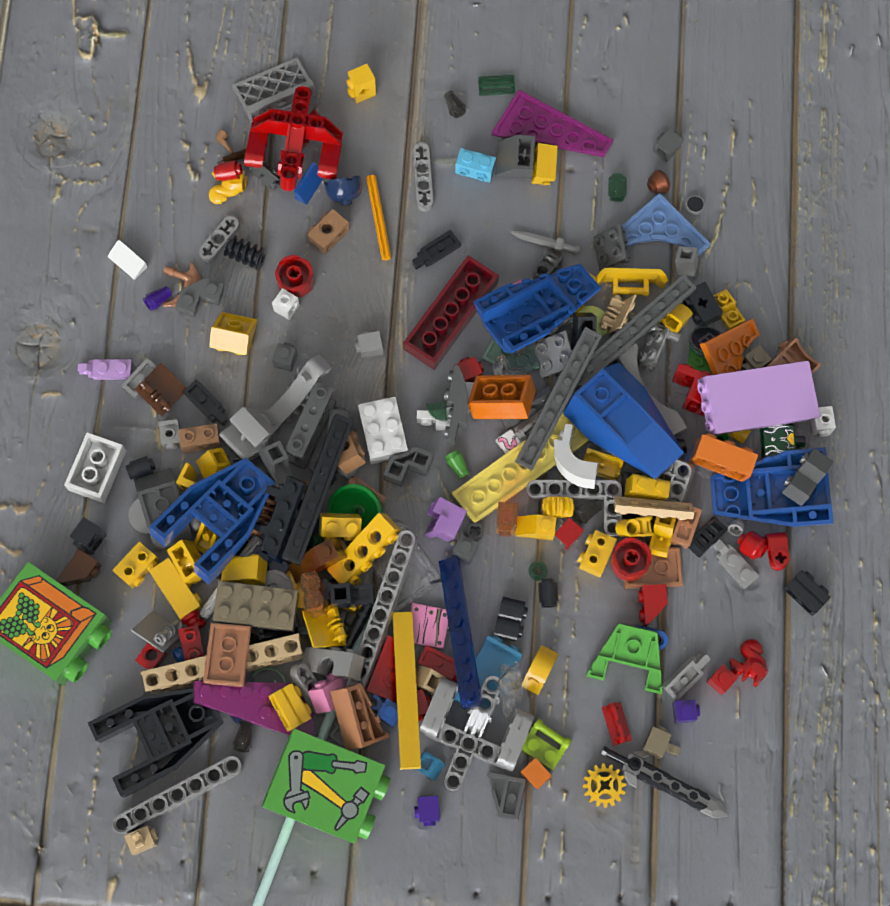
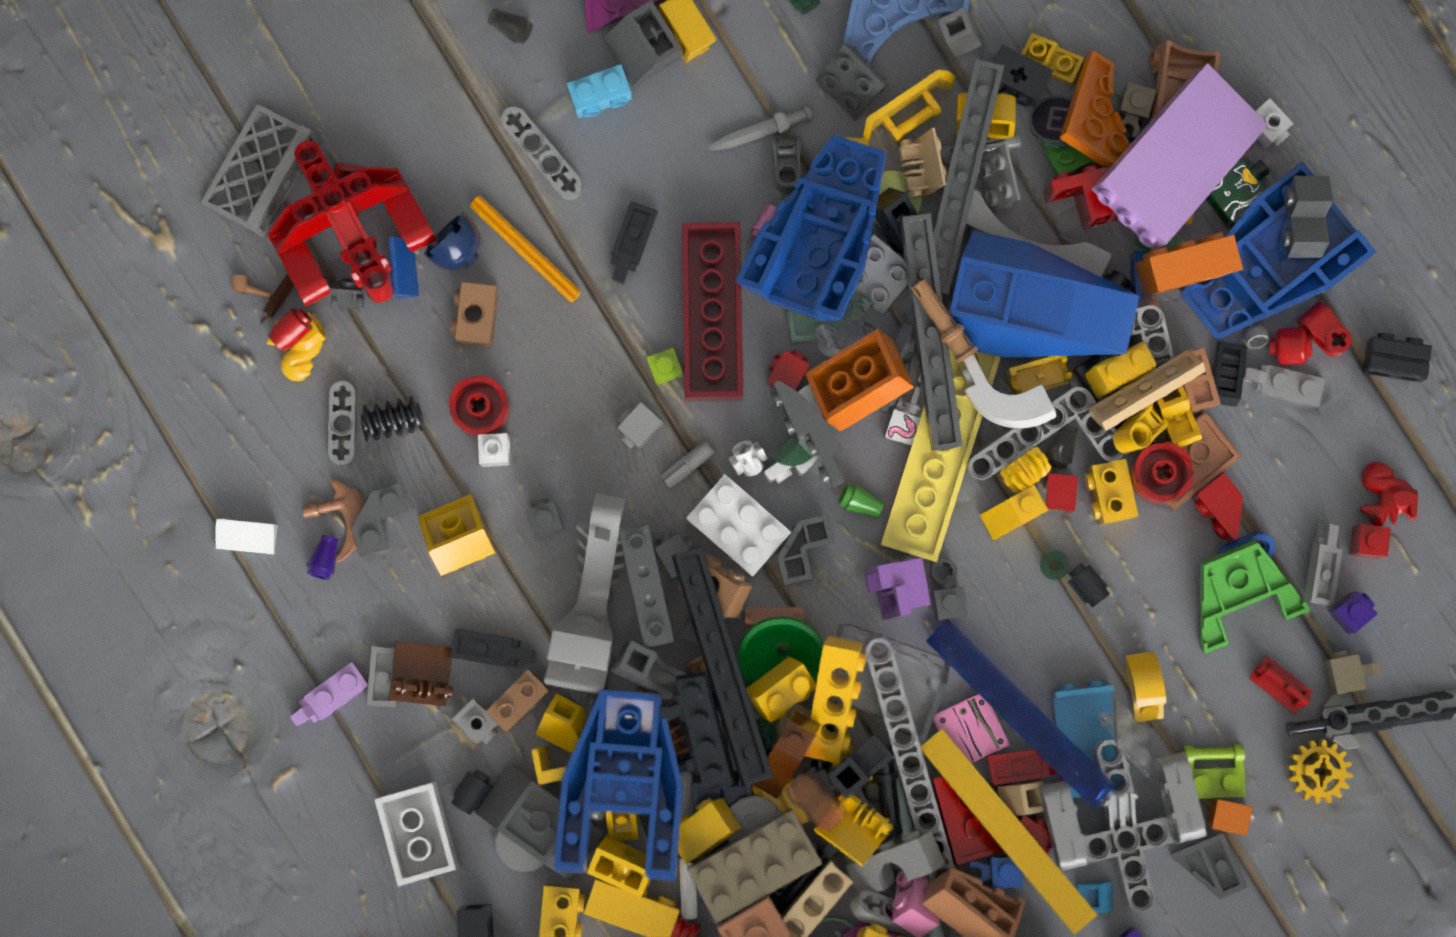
camera: 35 degrees left, 10 degrees up
(361, 83) = (372, 85): yellow brick -> none
(380, 381) = (687, 464): none -> light grey axle
(405, 324) = (665, 366): none -> lime plate
(414, 399) = (748, 458): none -> white gear
(506, 518) = (974, 531): clear orange brick -> none
(510, 618) = (1064, 650): black brick -> none
(568, 404) = (951, 331): none -> medium nougat pin

